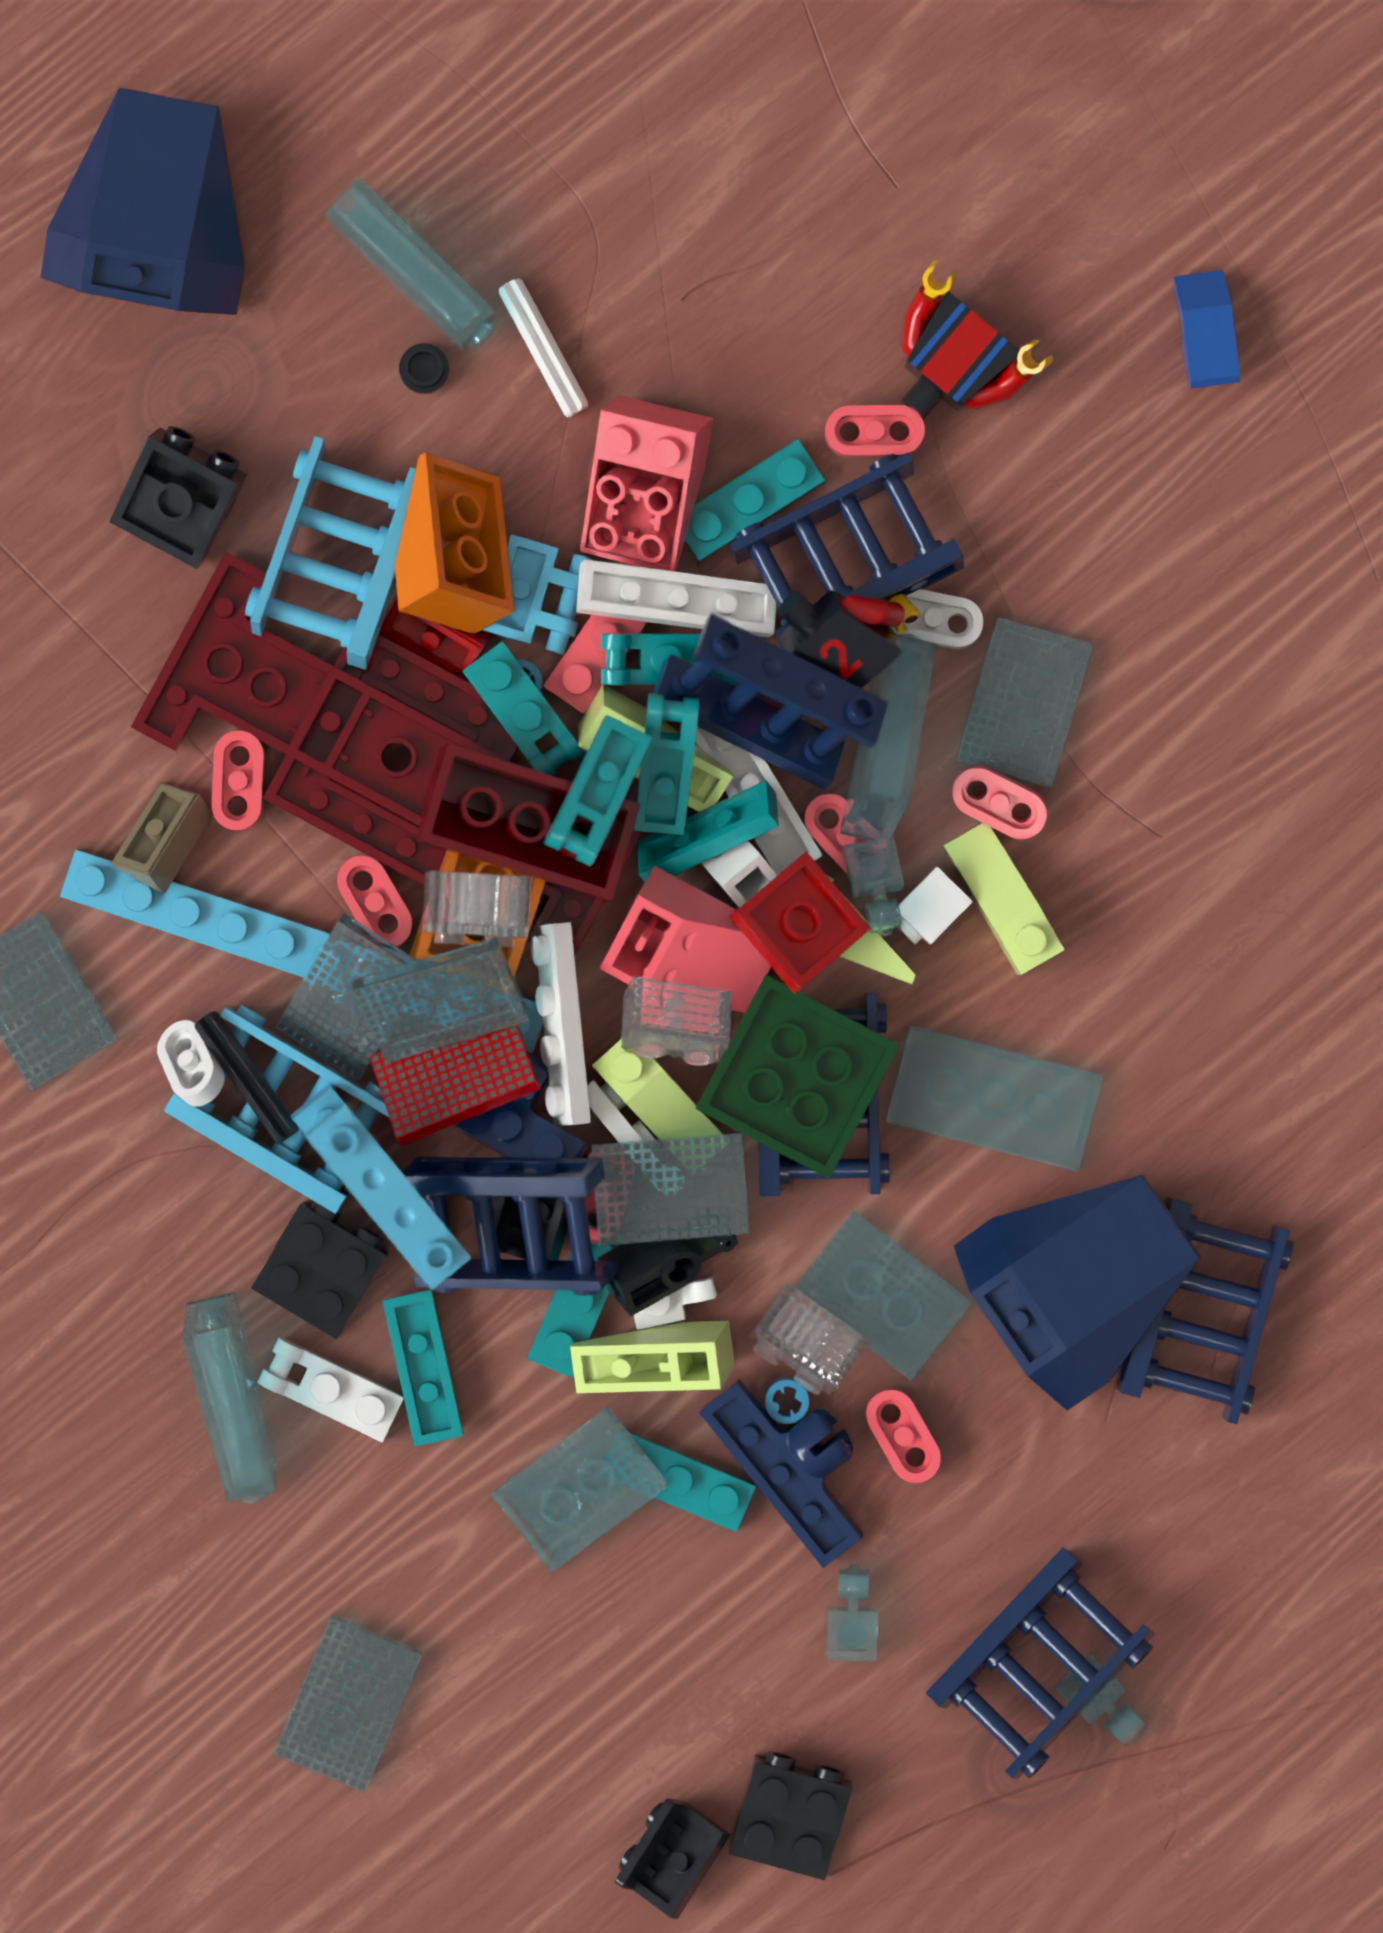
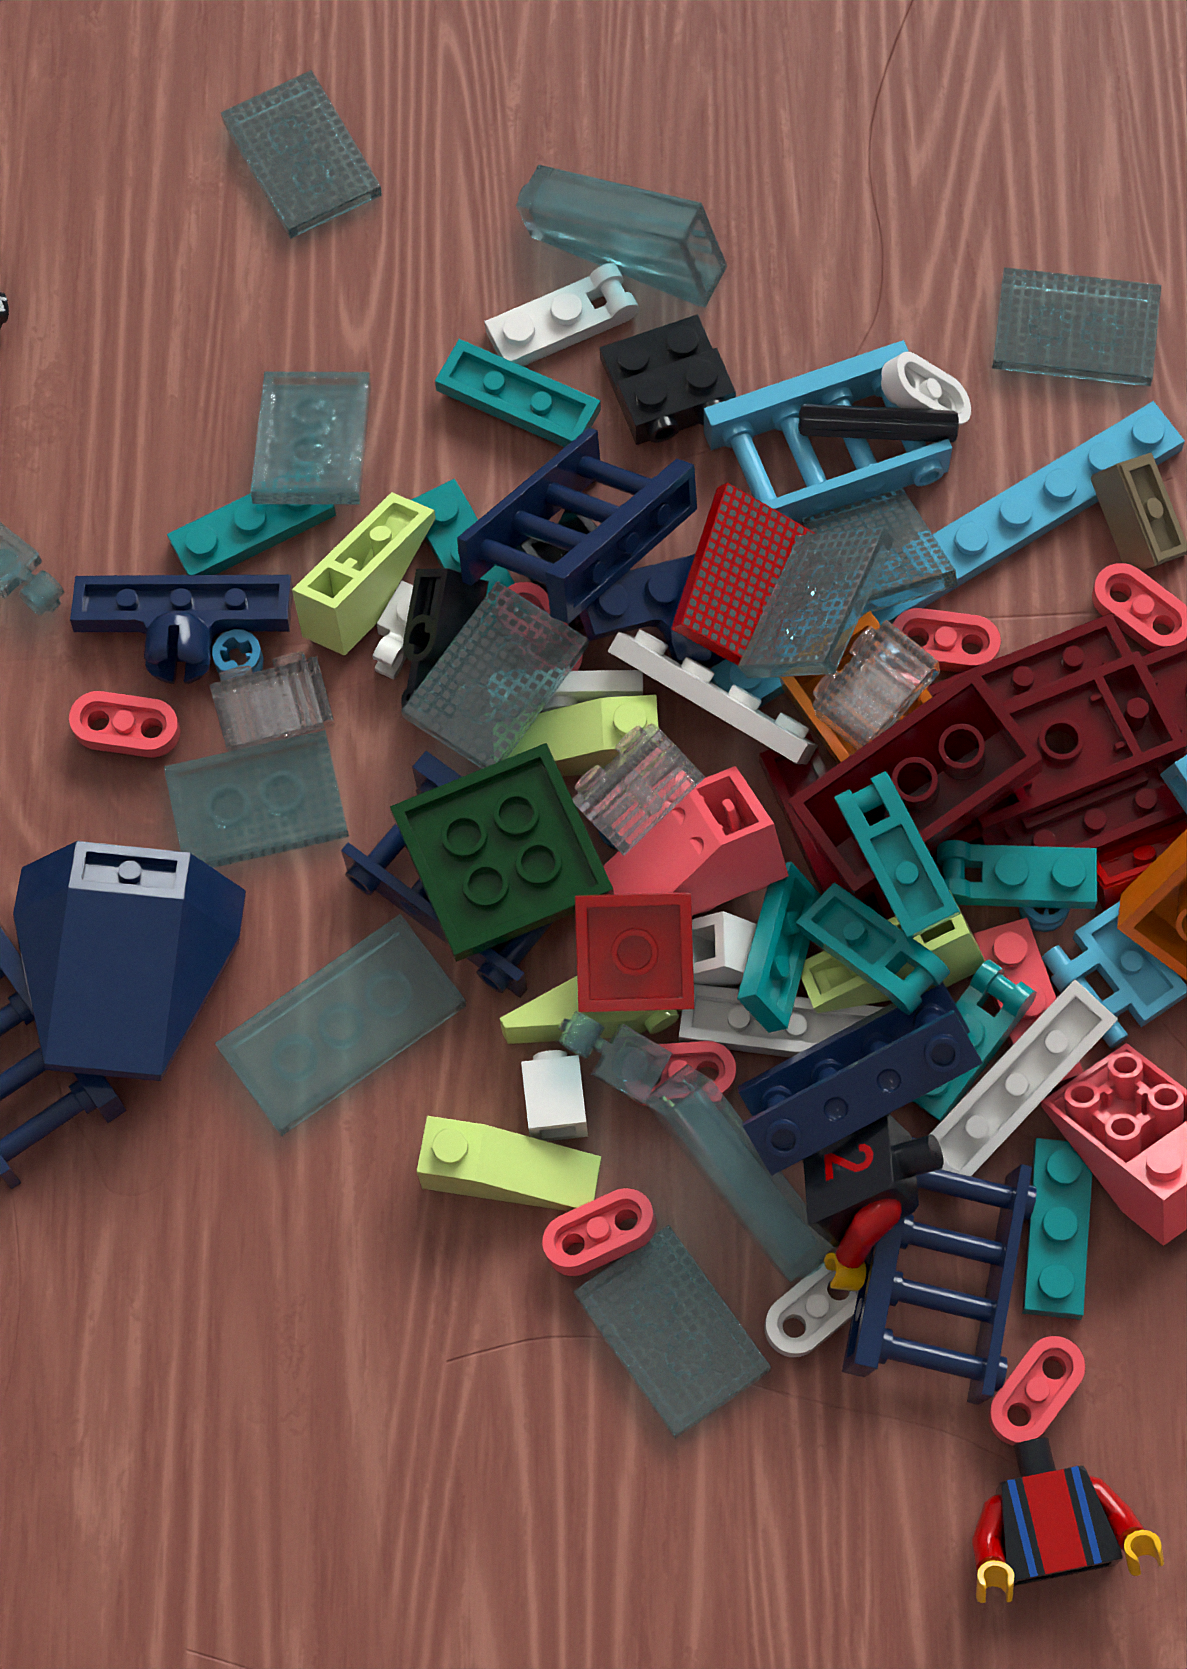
camera: 130 degrees right, 20 degrees down
(380, 1187) = (726, 433): medium azure fence -> none

